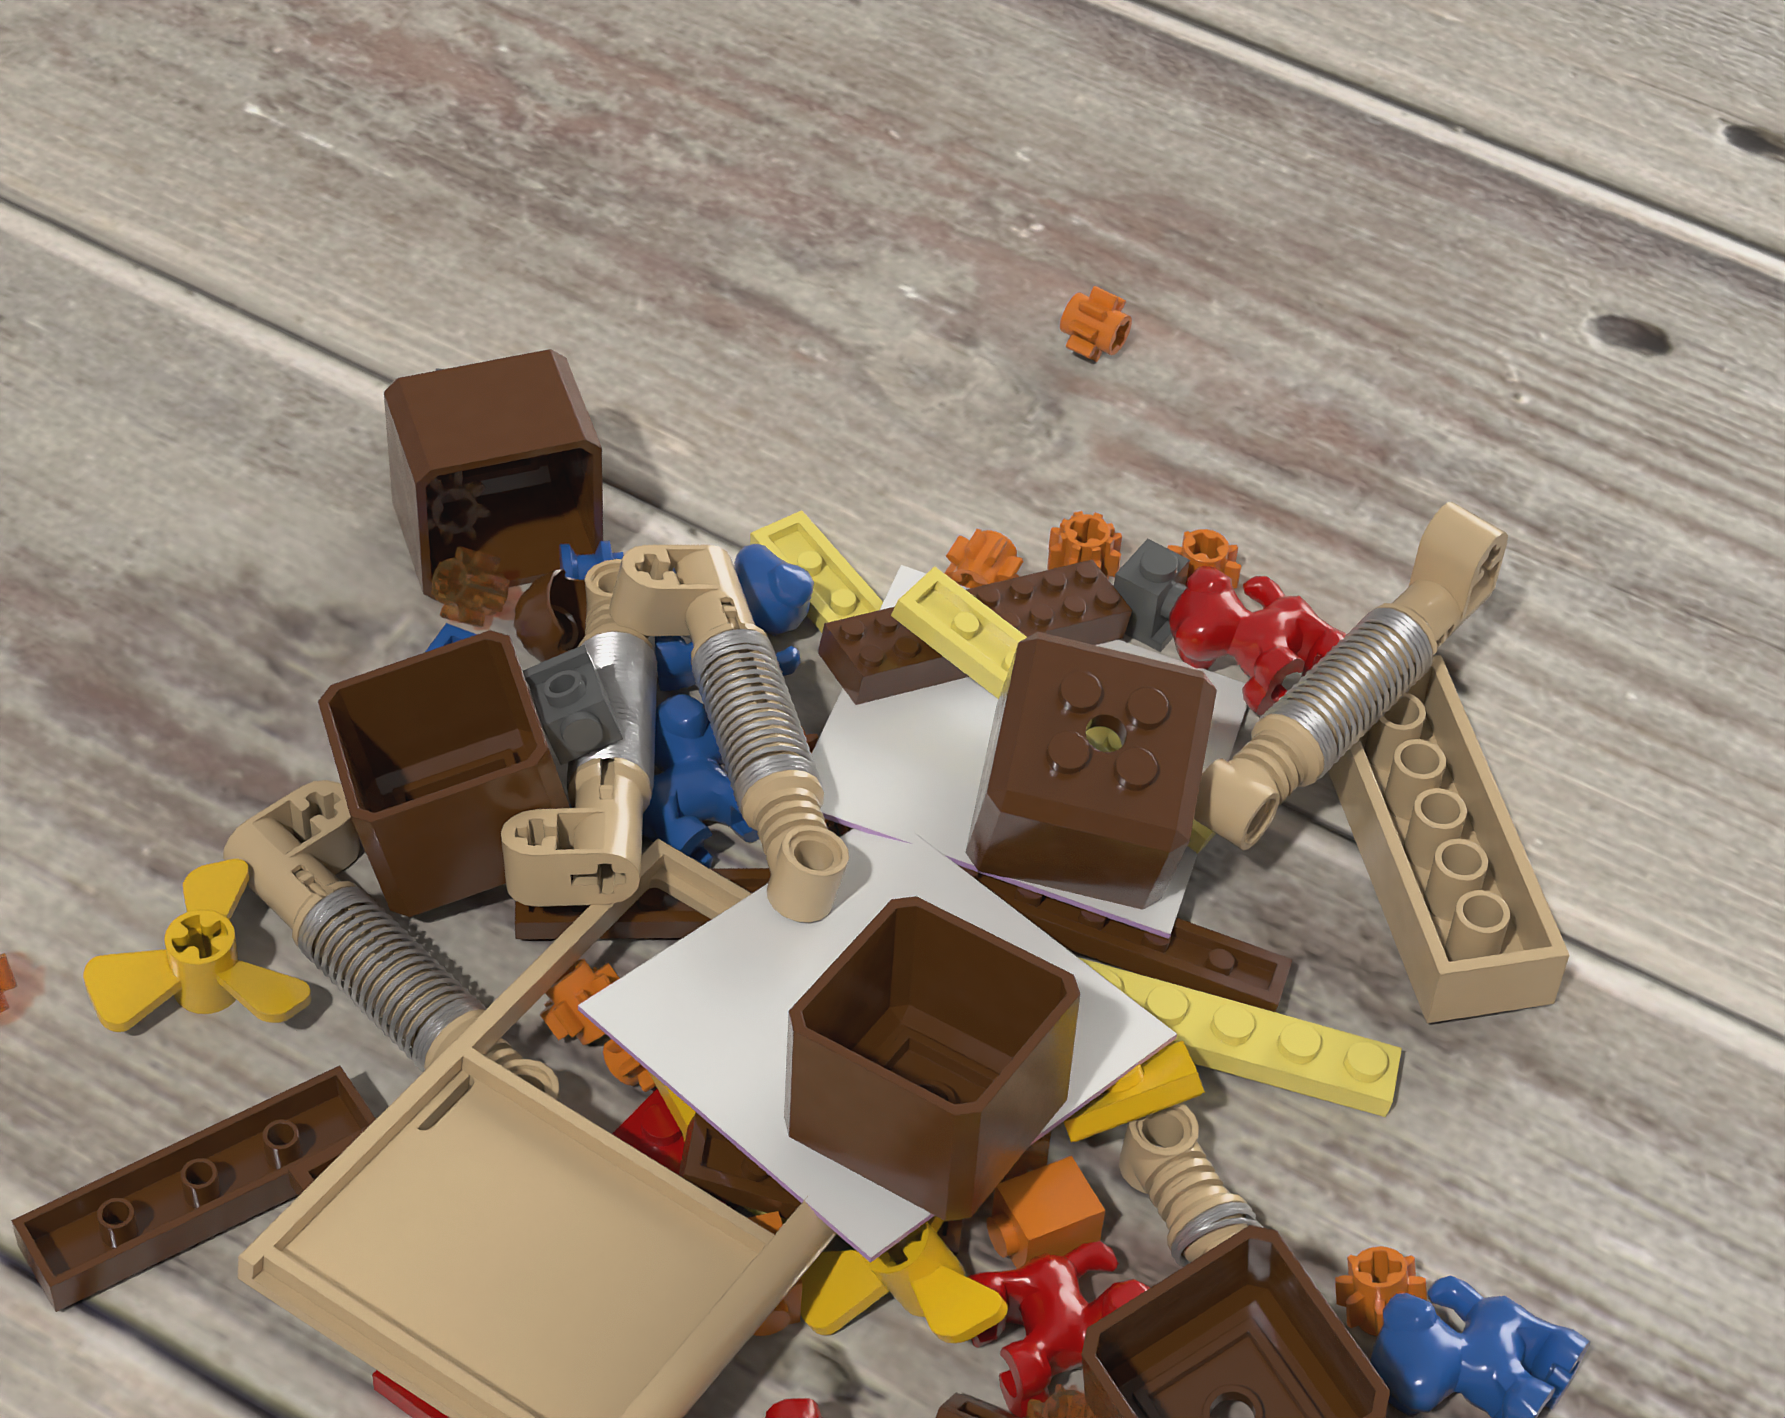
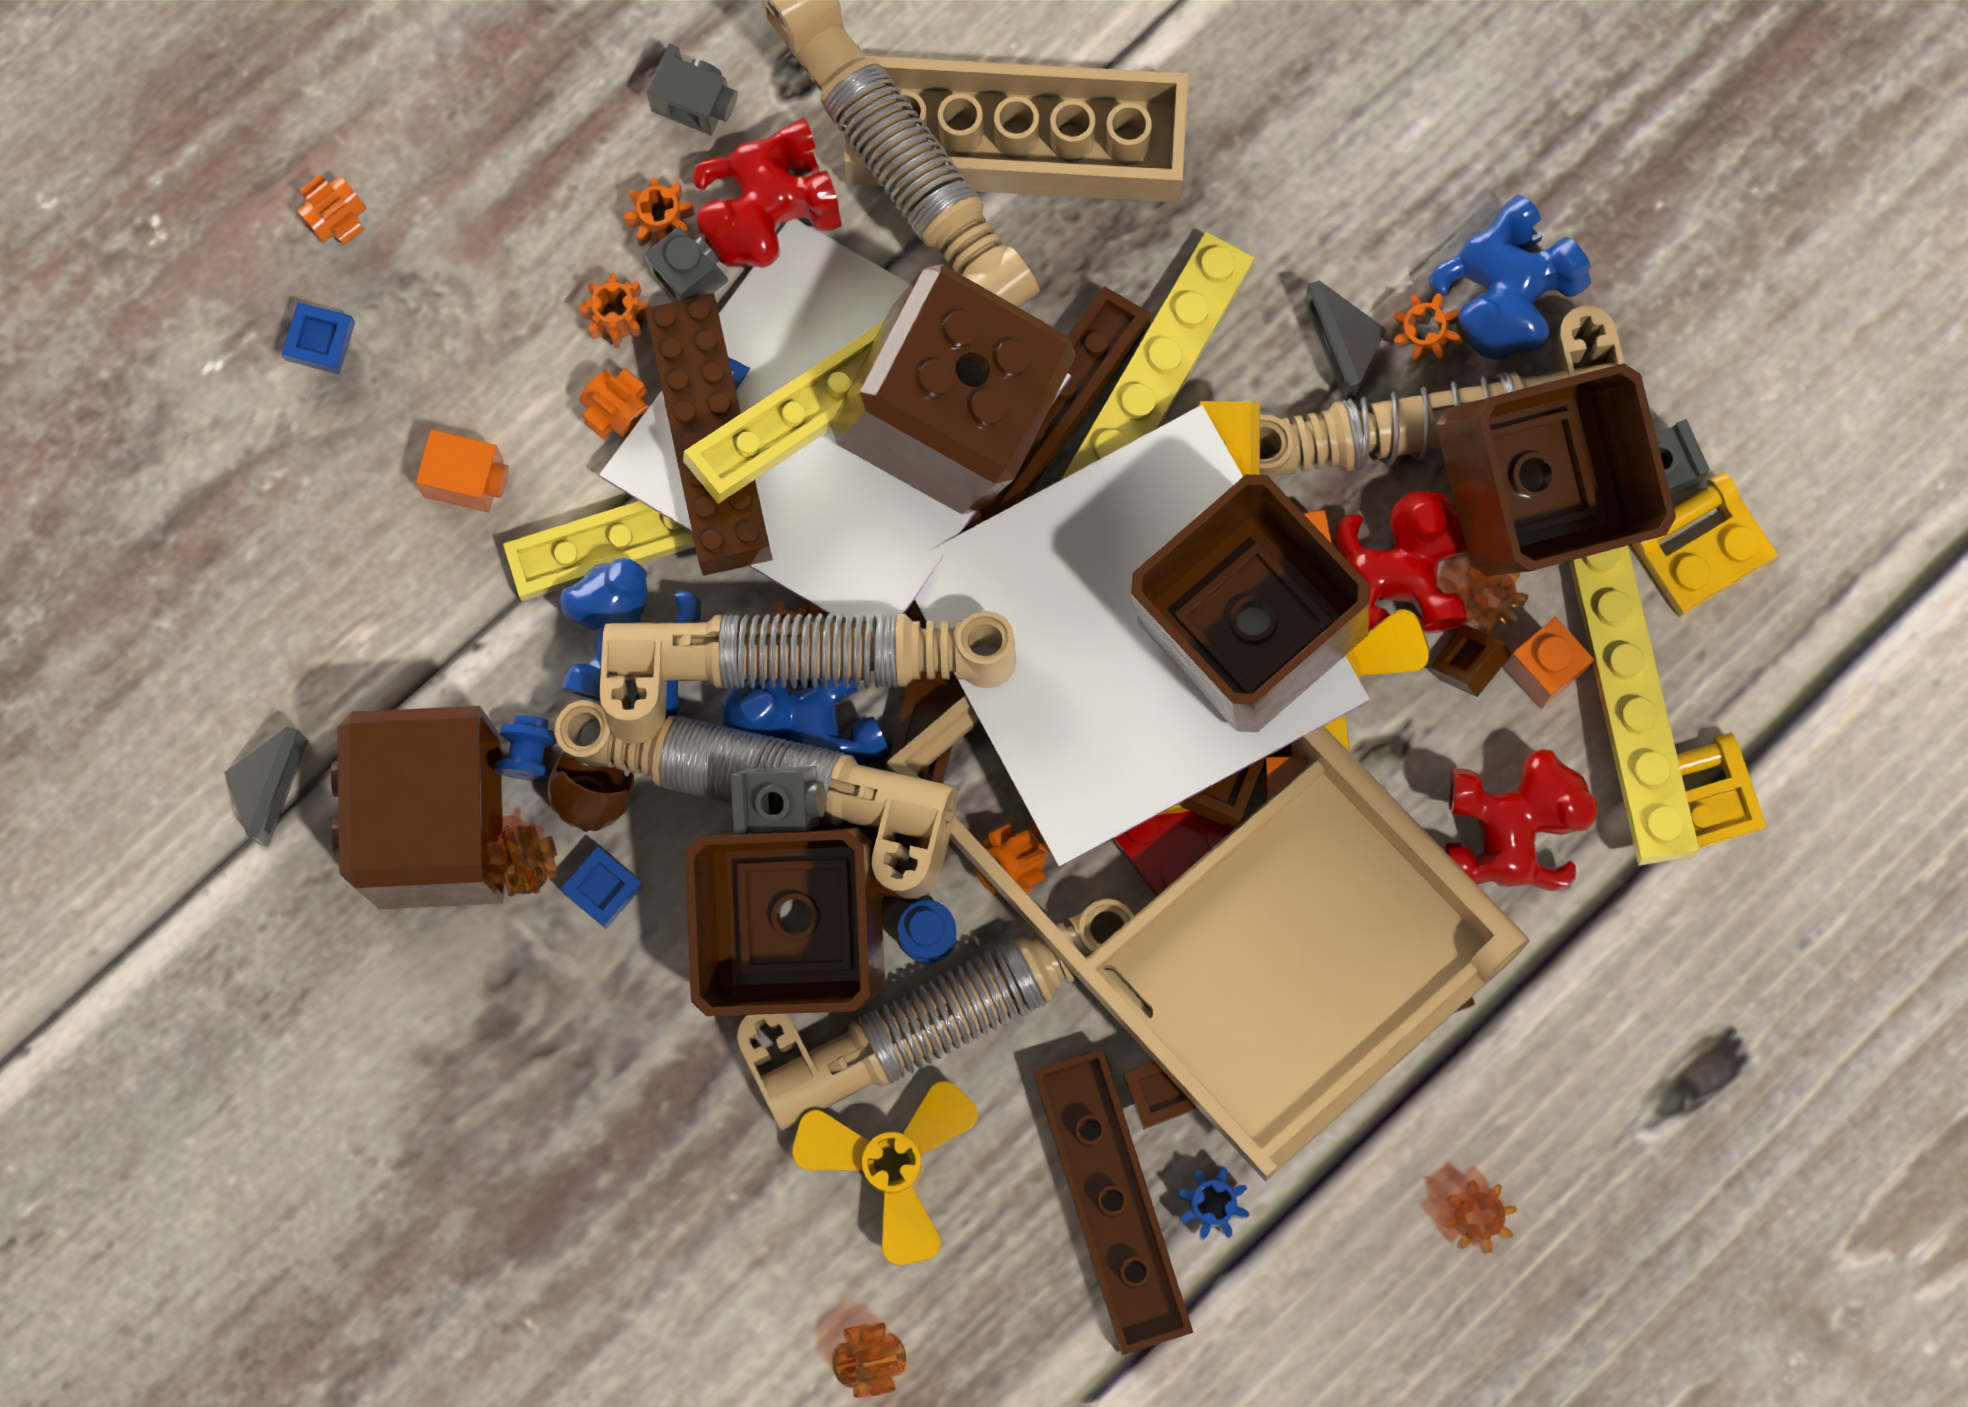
camera: 70 degrees left, 30 degrees up
(211, 1288) = (1217, 1188): none -> blue gear
(483, 948) = (927, 932): none -> blue wheel
(867, 467) = (461, 471): none -> orange brick
(963, 345) = (318, 338): none -> blue plate
(1332, 1211) = (1345, 334): none -> dark grey slope
(1346, 563) = (690, 92): none -> dark grey brick

